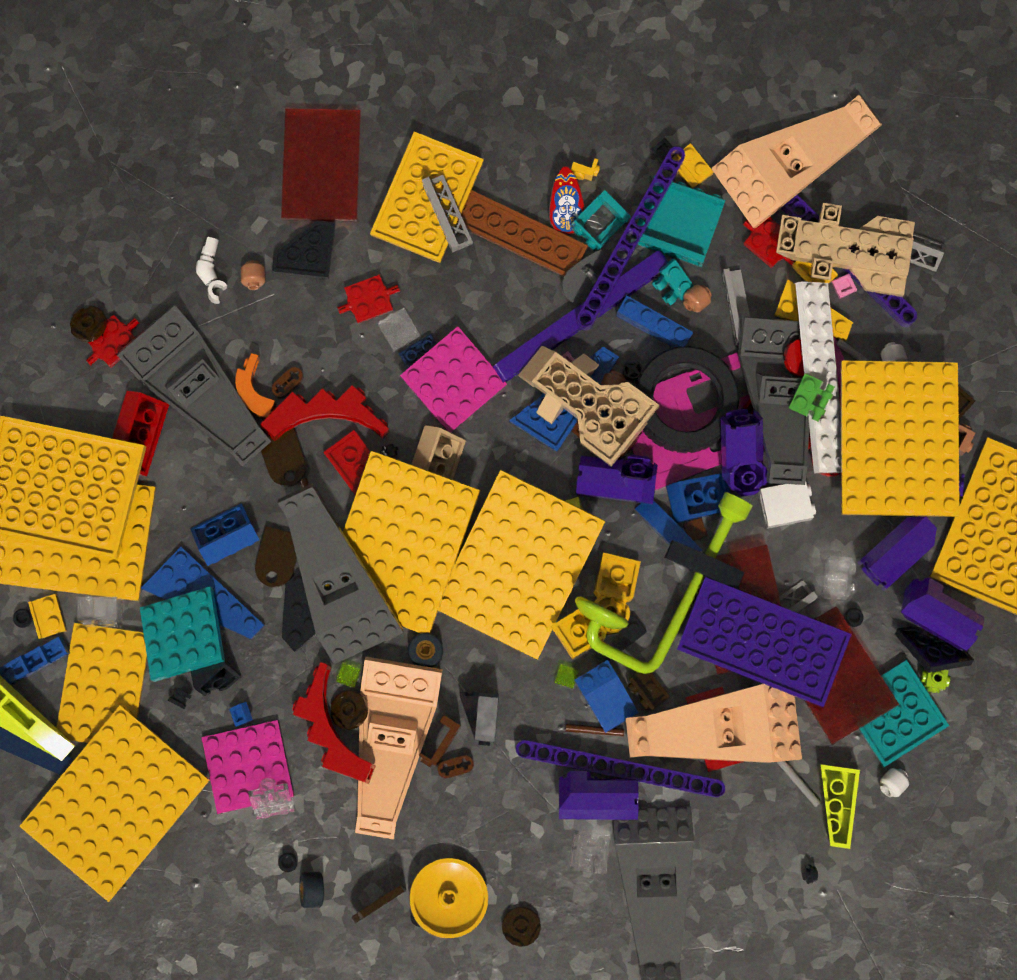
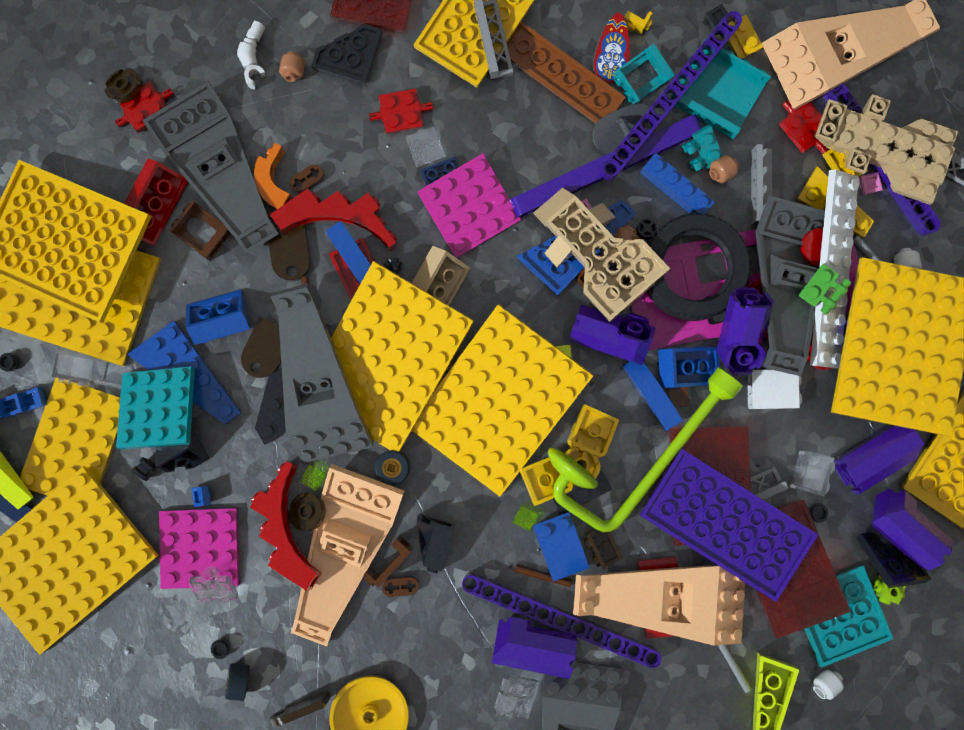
camera: 15 degrees right, 5 degrees up
(47, 616) = (32, 365): yellow plate -> none
(182, 434) = (179, 228): none -> reddish brown panel
(345, 445) = (348, 250): none -> blue slope
(704, 564) = (683, 437): black slope -> none

